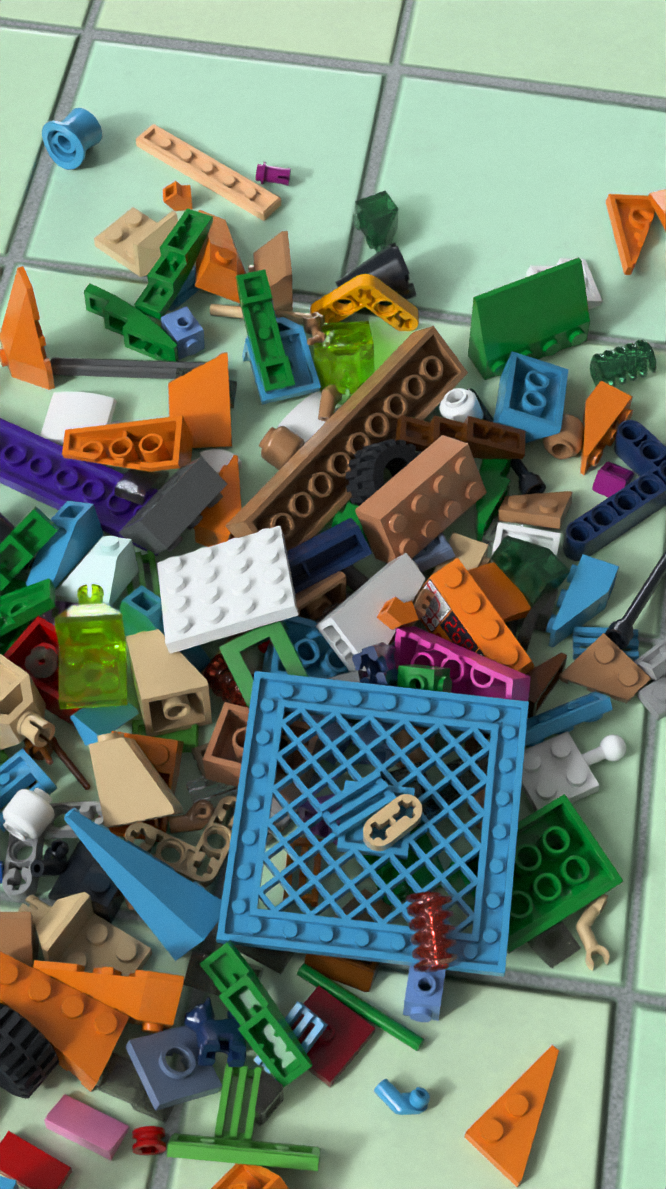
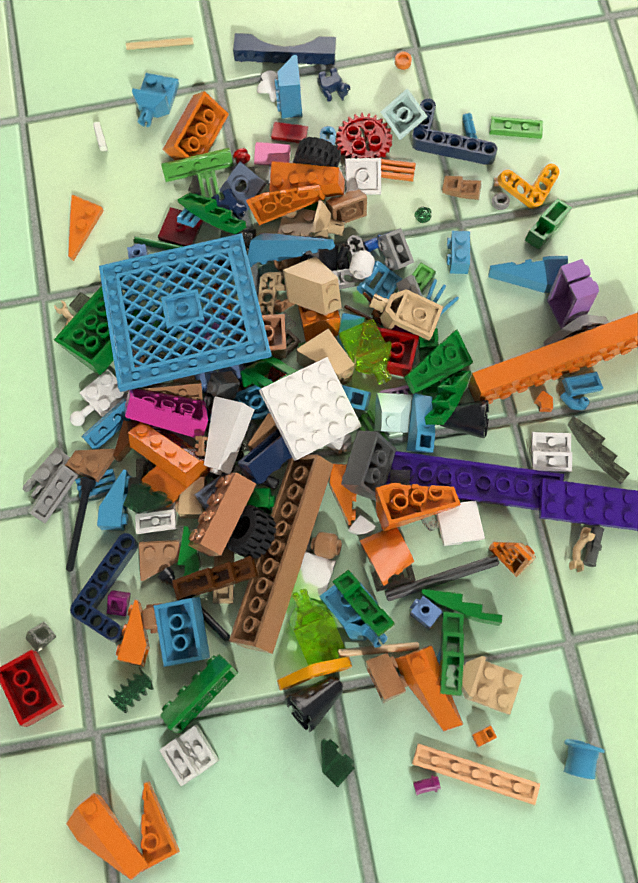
camera: 165 degrees right, 15 degrees up
(41, 670) = (393, 336): clear smoke plate -> none
(314, 327) = (339, 638): medium nougat piece -> none
(329, 399) = (309, 583): medium nougat arm -> none
(378, 663) = (207, 392): dark blue animal -> none
(382, 787) = (190, 304): dark azure tile -> none
(387, 816) = (169, 303): tan beam -> none
(397, 614) = (210, 428): orange piece -> none
(402, 1103) = (135, 211): dark azure arm -> none
(424, 677) = (182, 392): green brick -> none
(430, 931) = (136, 261): clear red piece -> none
(459, 404) = (224, 610): white head -> none

